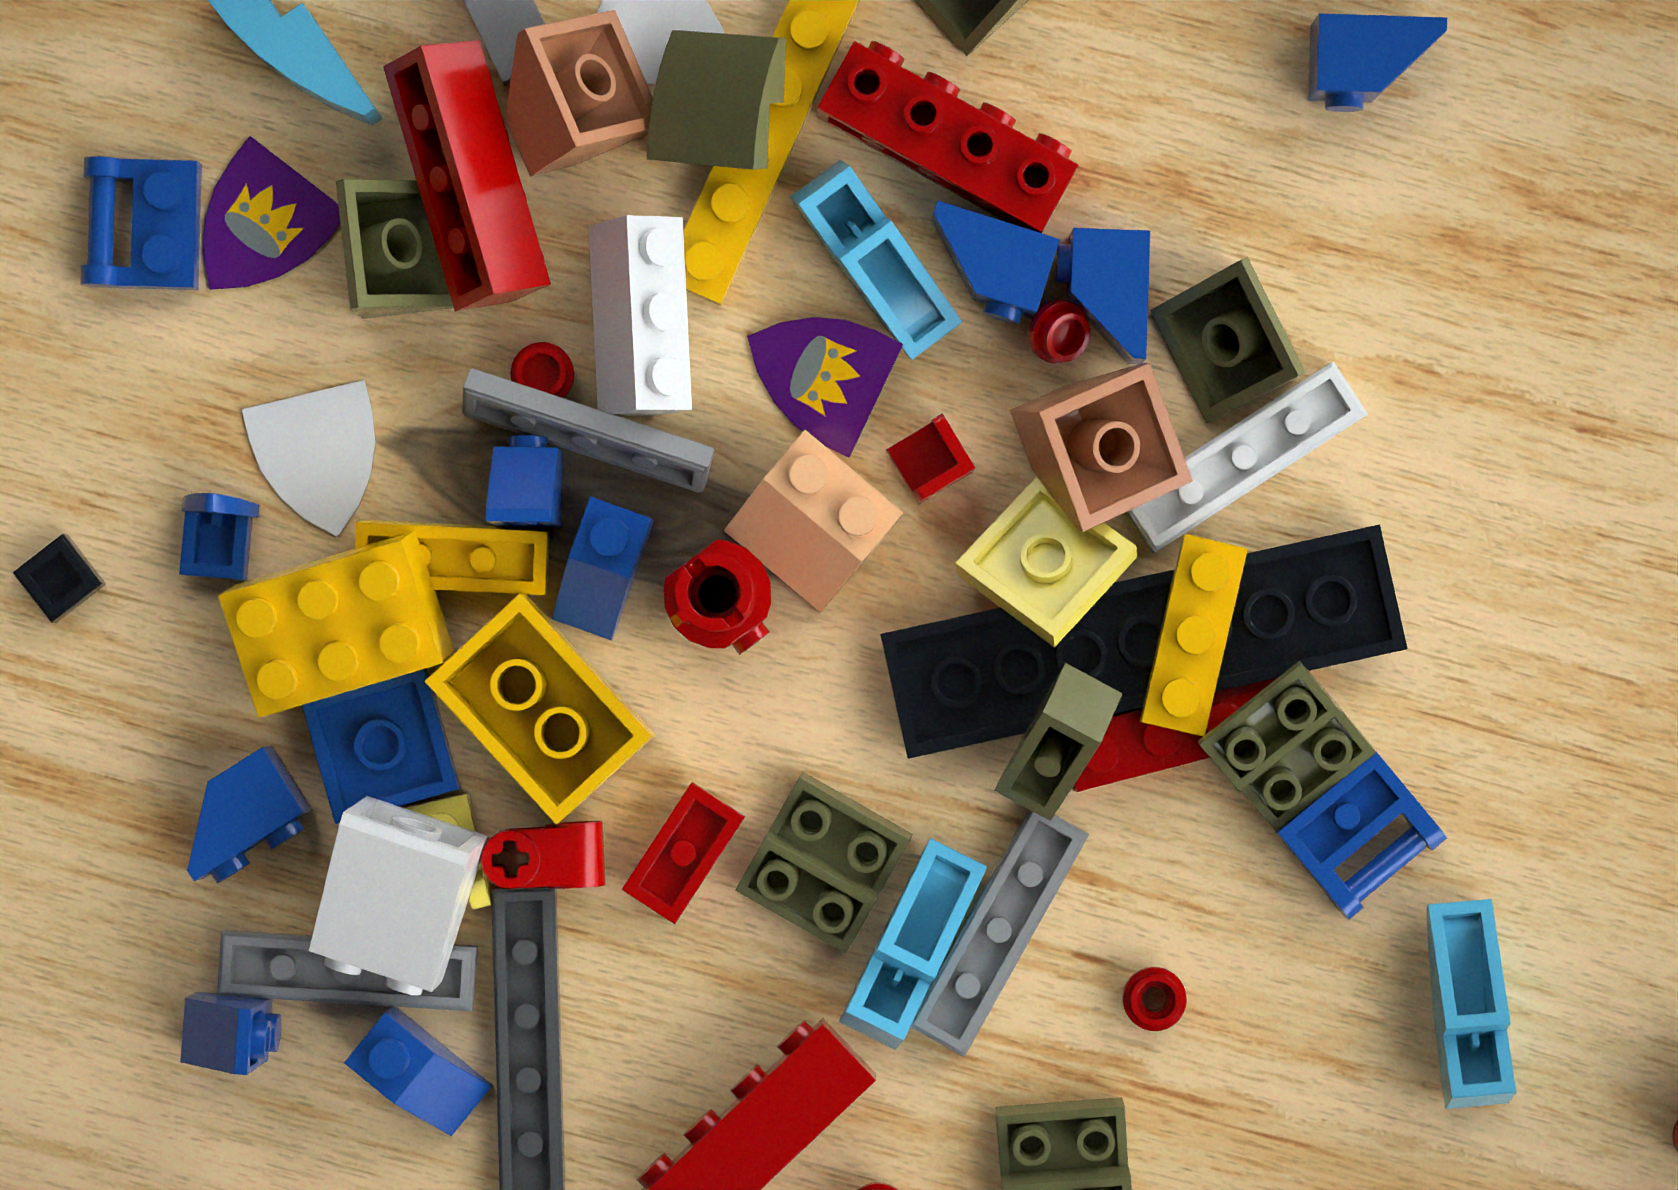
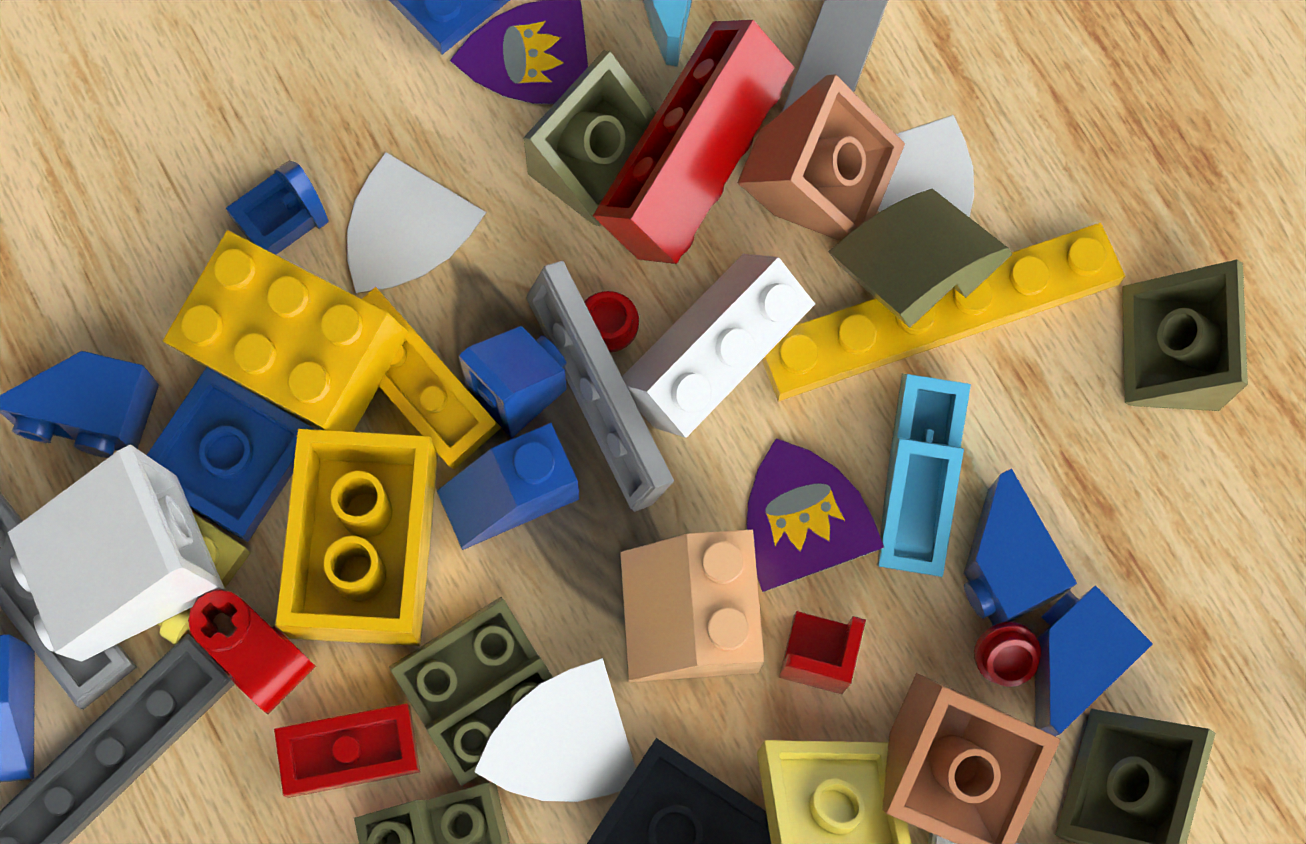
camera: 45 degrees right, 15 degrees down
(59, 578) = (149, 137): black tile -> none
(728, 721) = (470, 682): none -> olive slope
(740, 624) = (588, 604): red piece -> none
(819, 699) = (561, 740): none -> white sticker
(946, 138) = (1058, 437): red brick -> none

